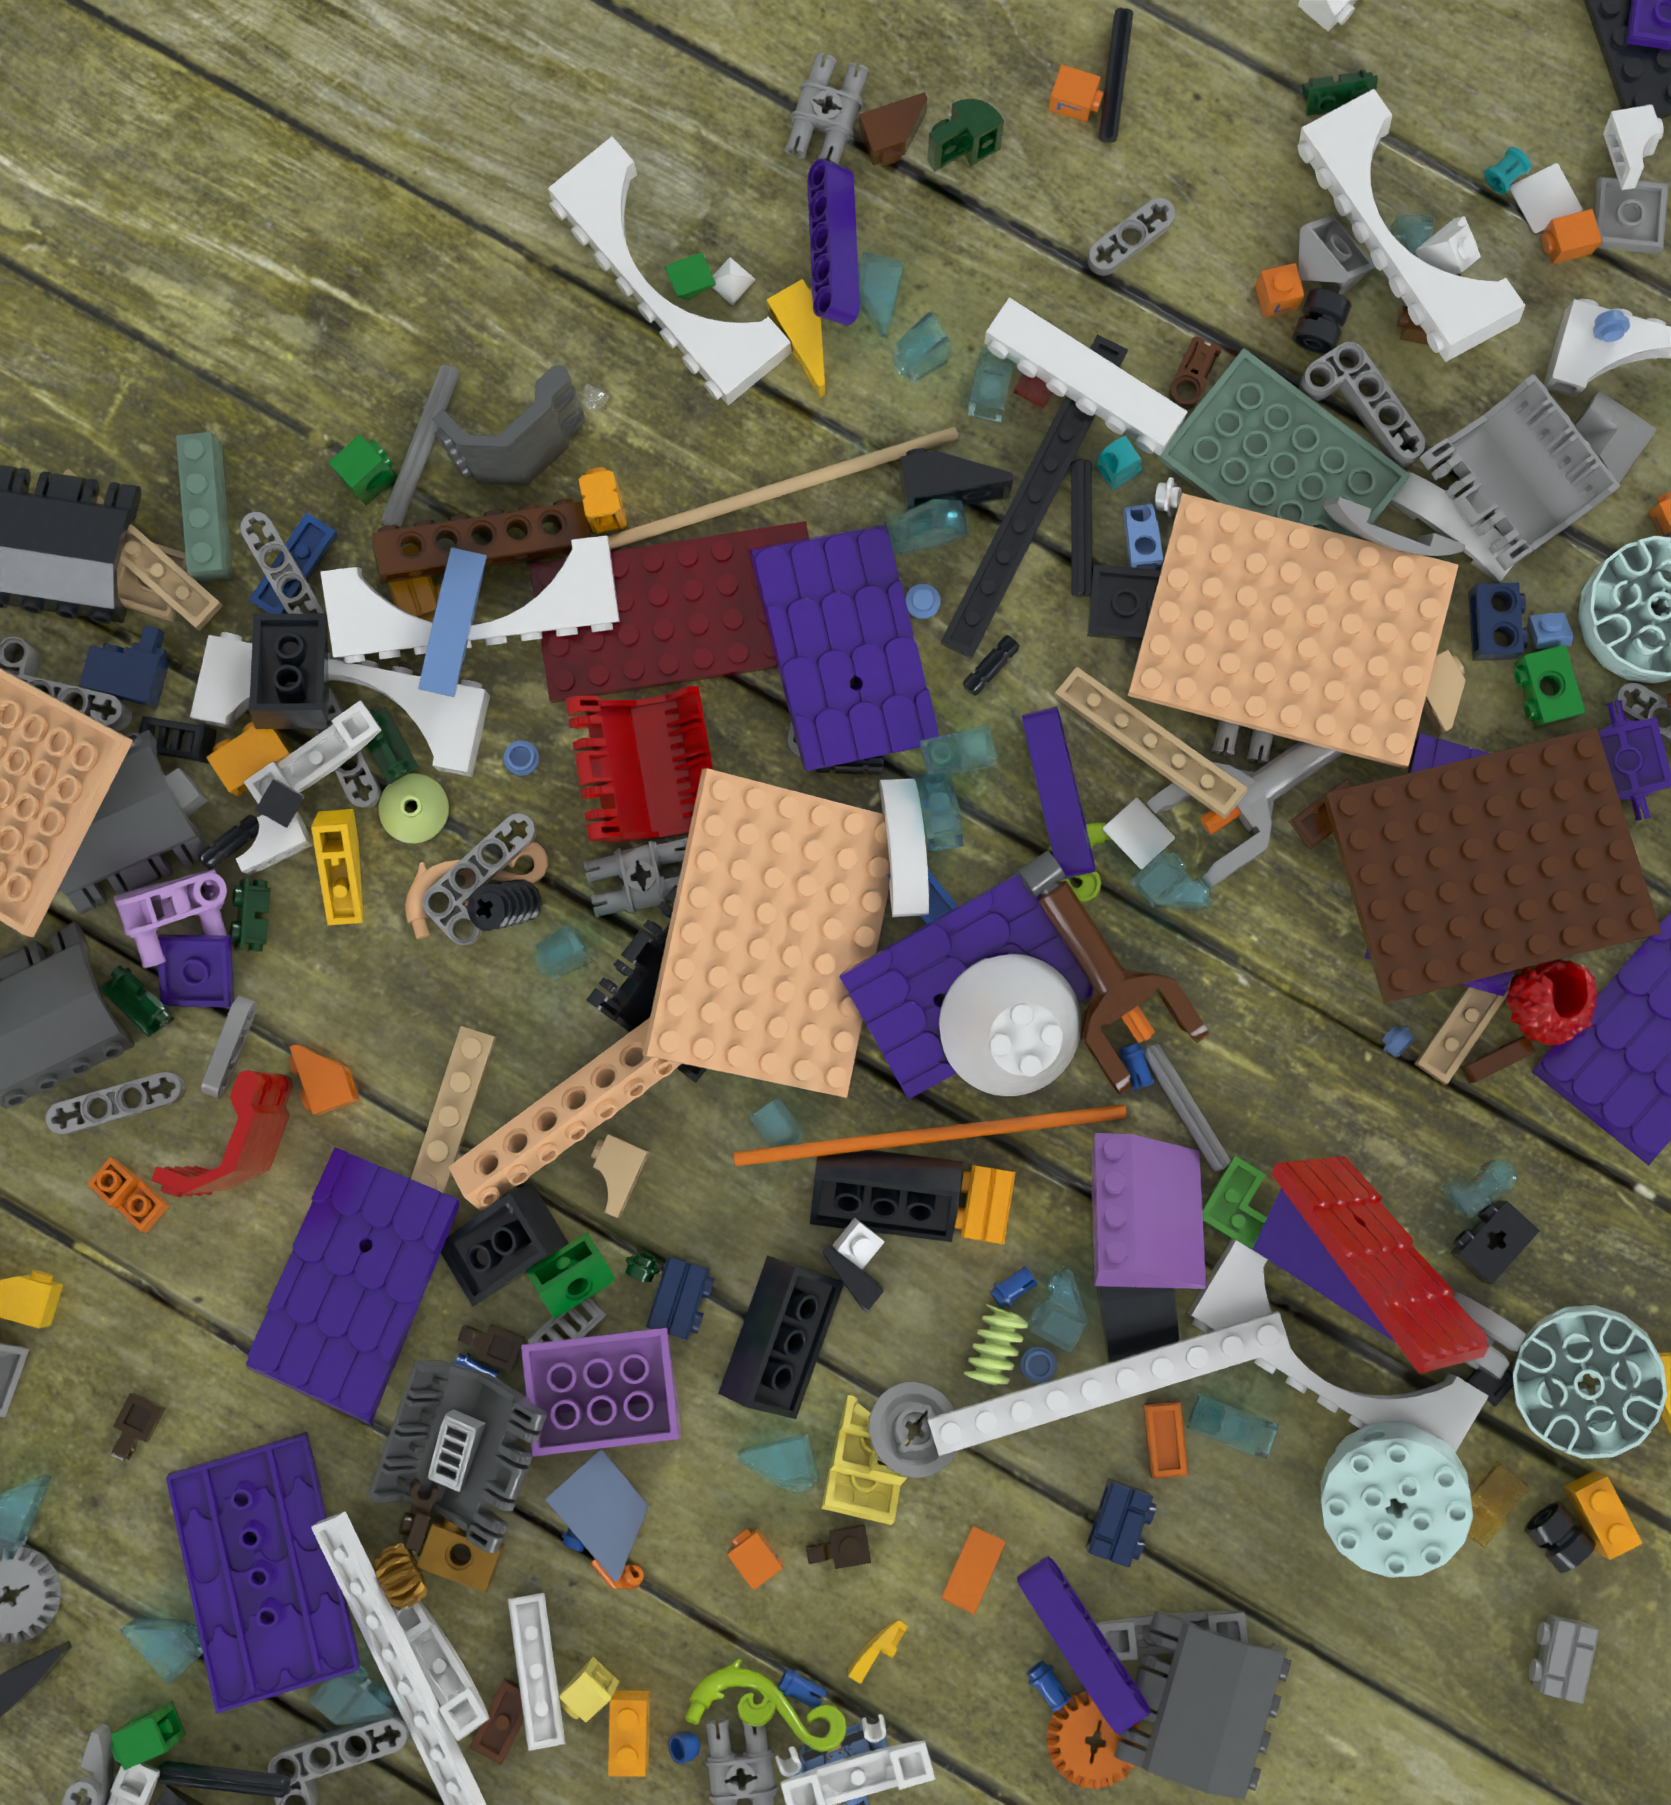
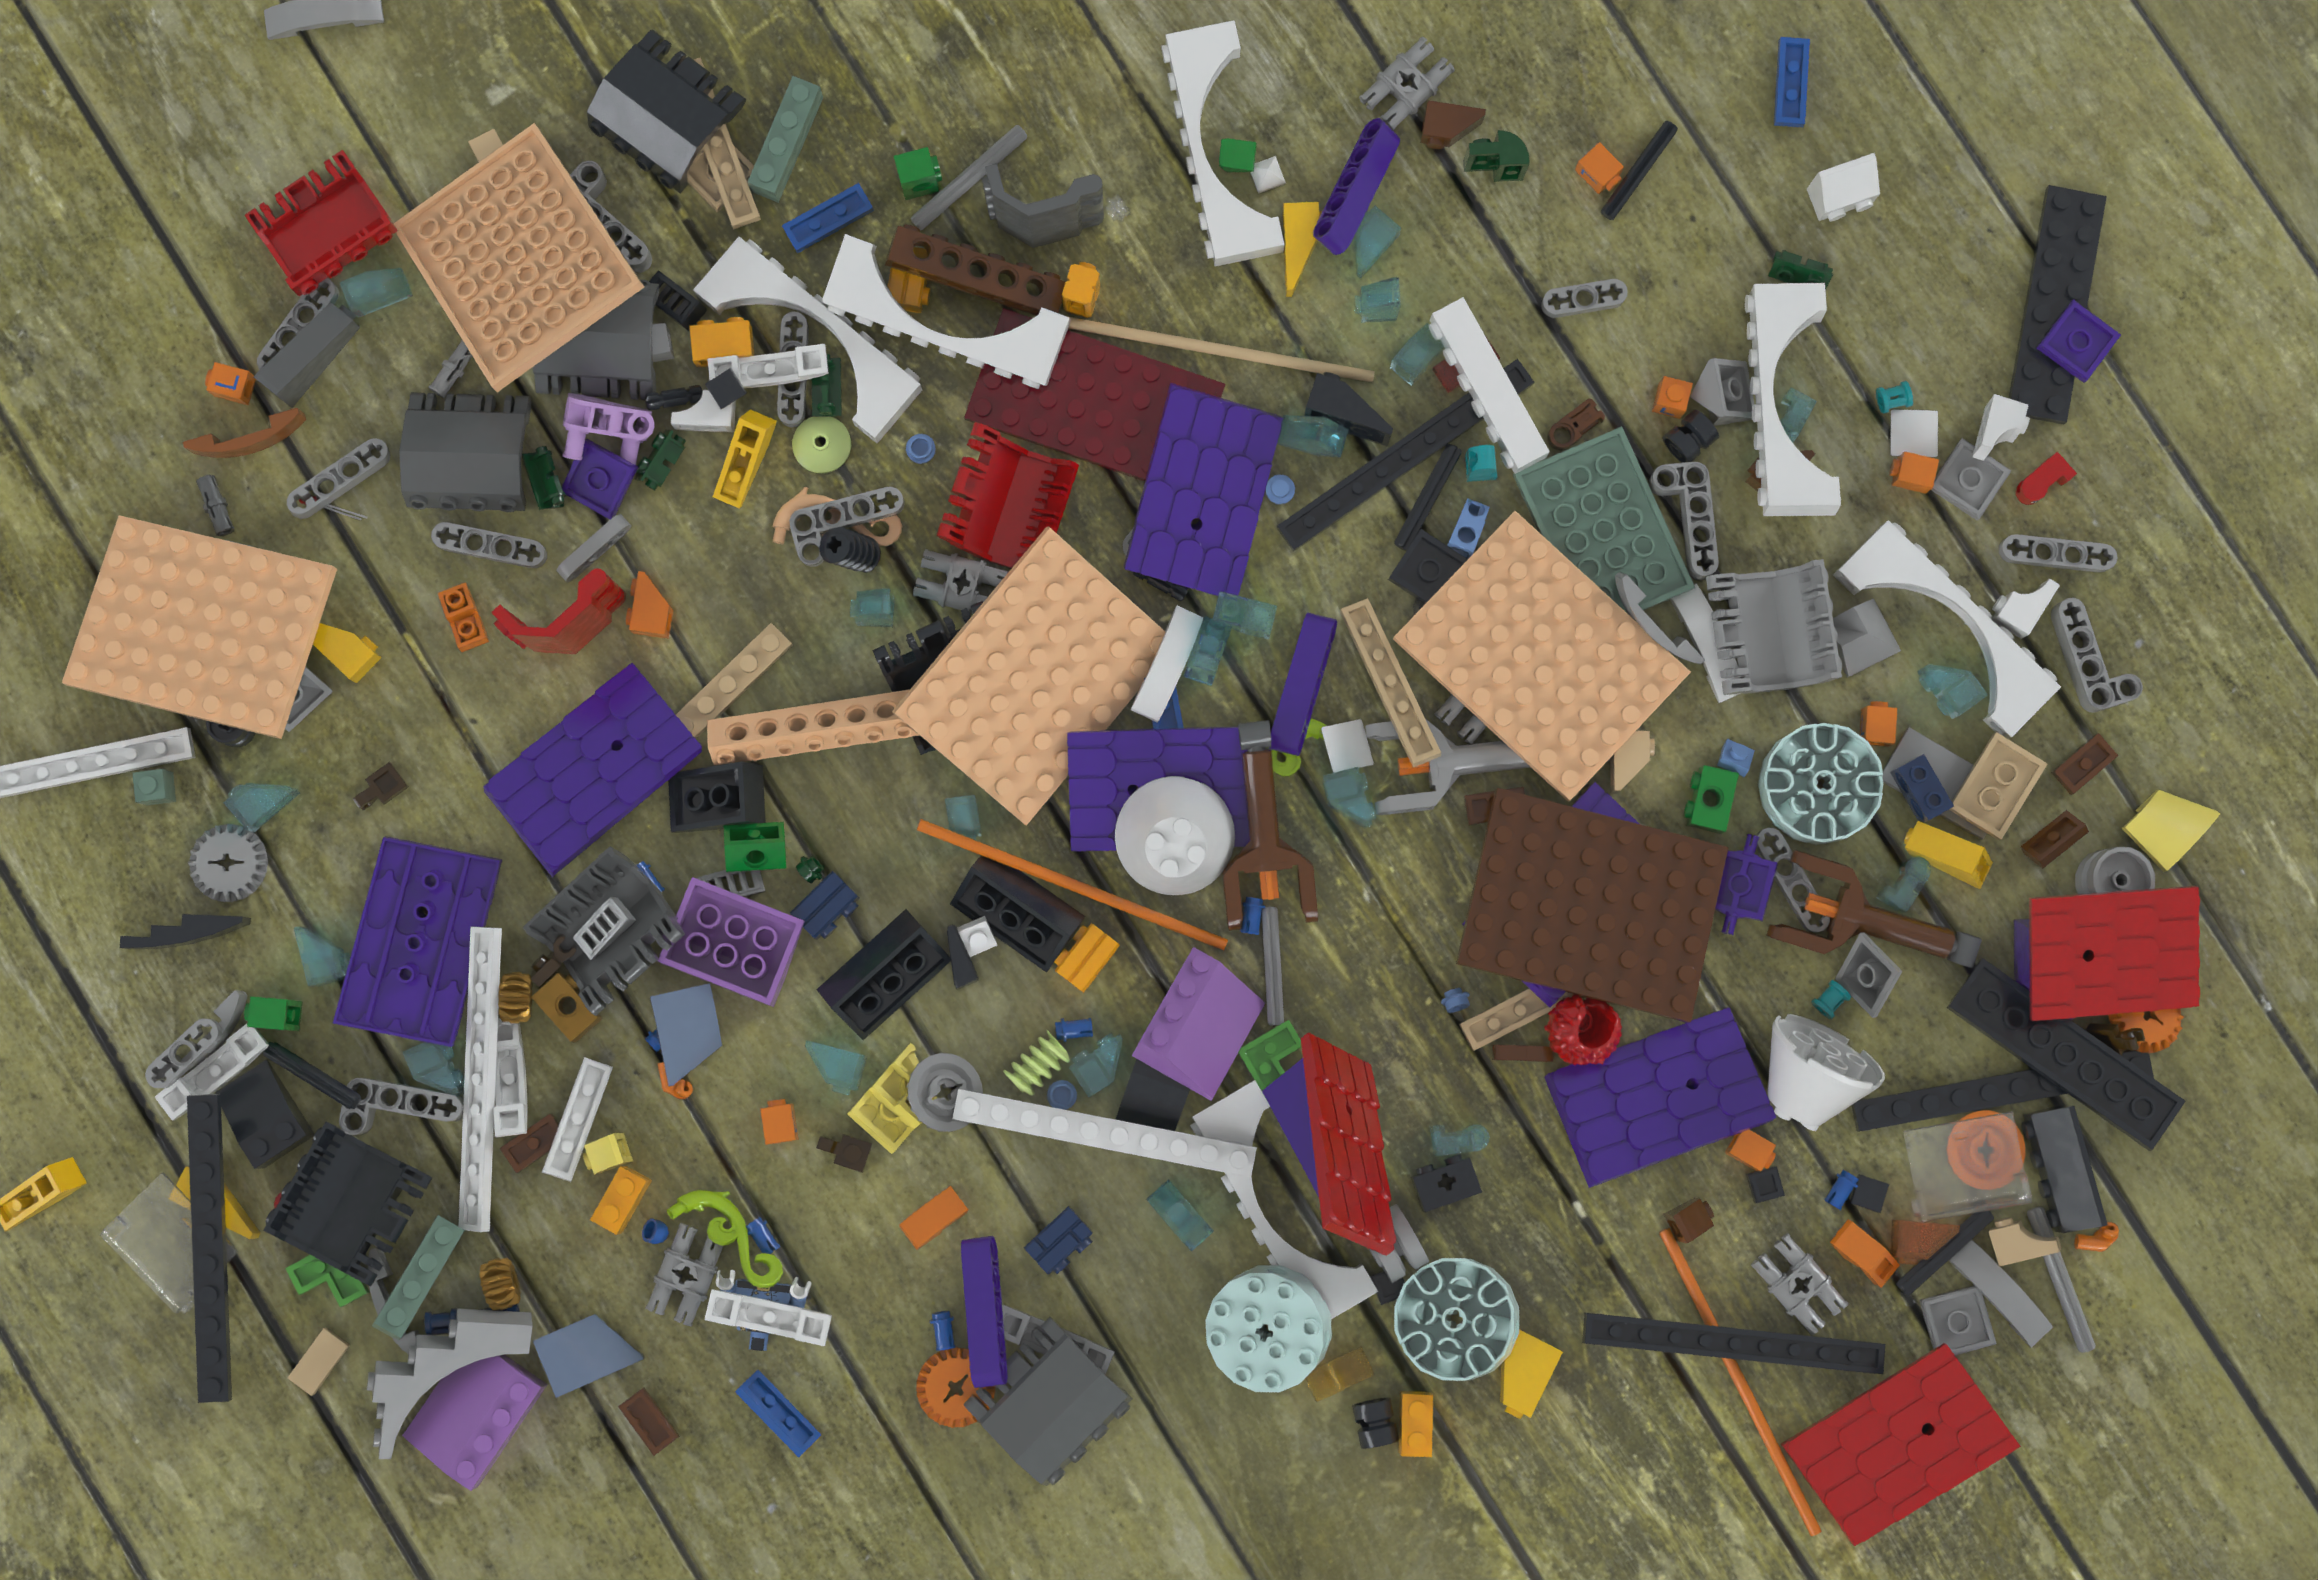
camera: 20 degrees right, 0 degrees up
(129, 675) = (664, 235): dark blue hinge -> none
(287, 571) = (814, 220): light grey beam -> none
(289, 671) = (784, 295): black slope -> none
(452, 622) = (922, 322): medium blue slope -> none
(497, 1347) = (673, 870): dark brown plate -> none
(621, 1167) = (833, 789): tan arch -> none
(884, 1641) = (842, 1235): yellow slope -> none
(991, 665) = (1305, 563): black axle -> none
(1165, 1439) = (1125, 1199): orange tile -> none
(1167, 496) = (1504, 507): white plate -> none
(1450, 248) = (1815, 433): white arch -> none
(1487, 620) = (1694, 727): dark blue brick -> none
(1563, 1658) = (1330, 1512): light grey brick -> none
(1611, 326) = (1901, 554): medium blue plate -> none

